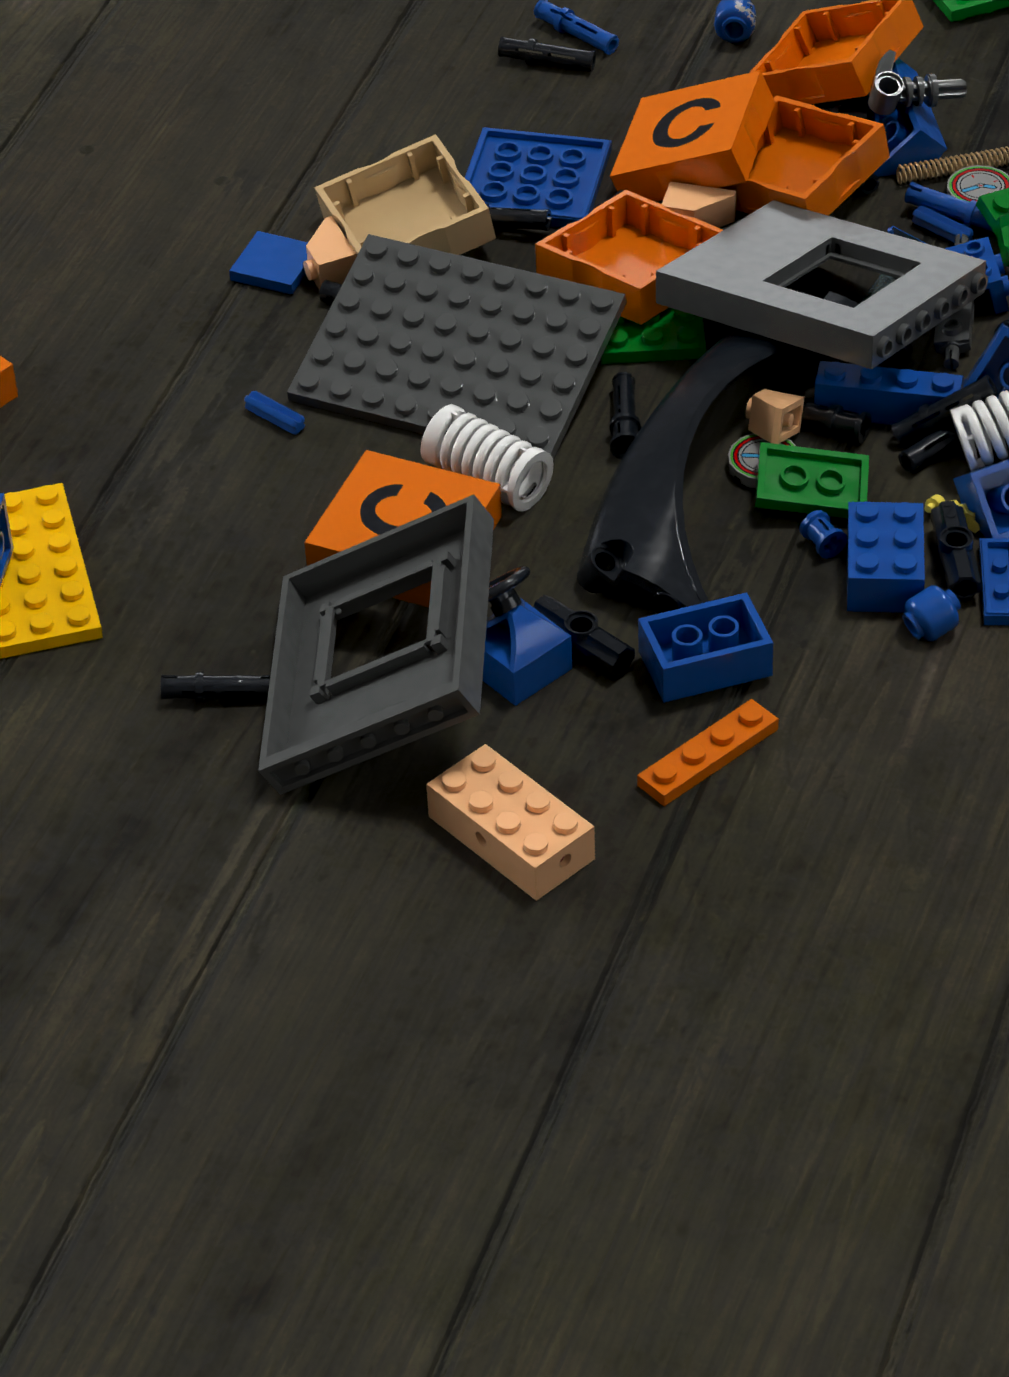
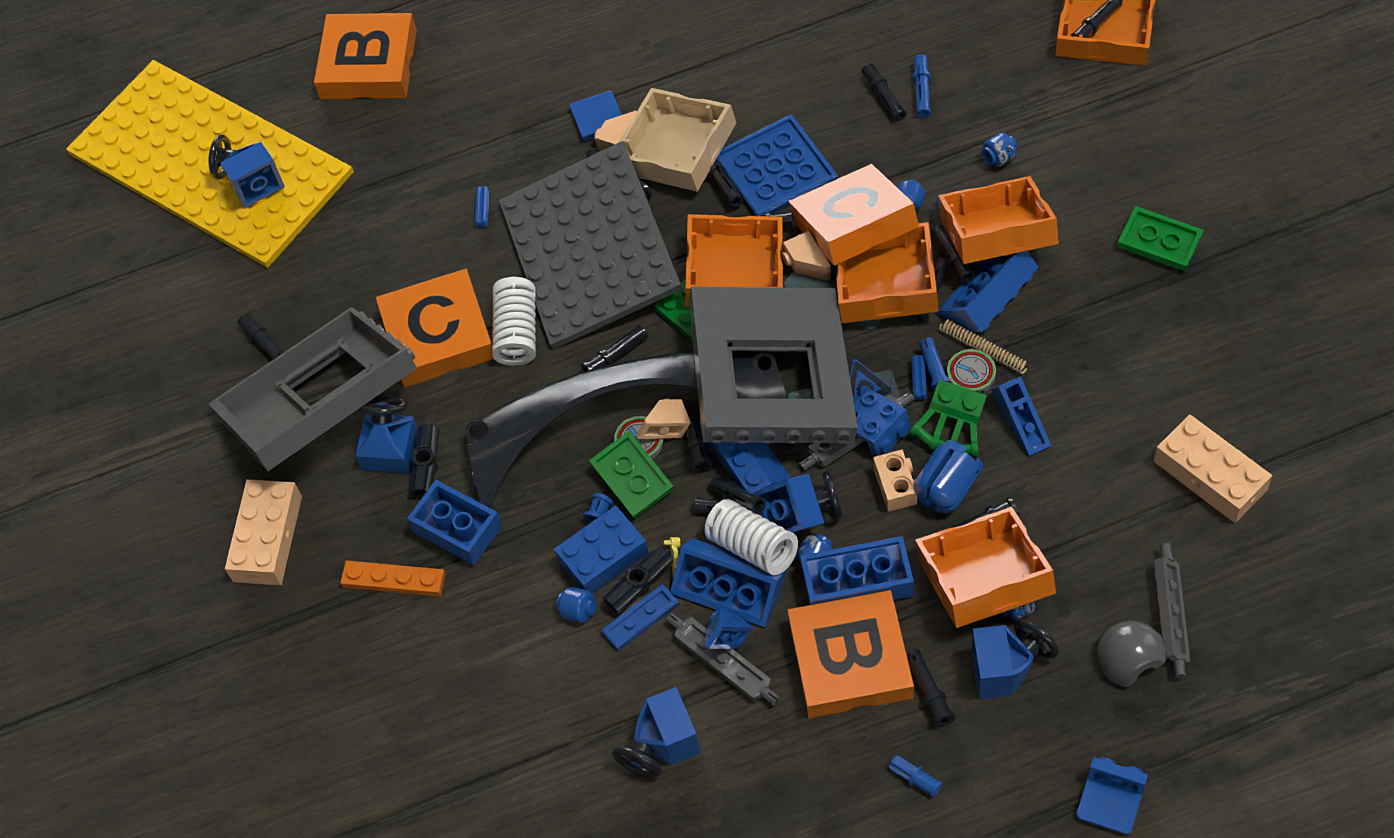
camera: 55 degrees right, 15 degrees up
(890, 88) = (984, 280): dark grey piece -> none

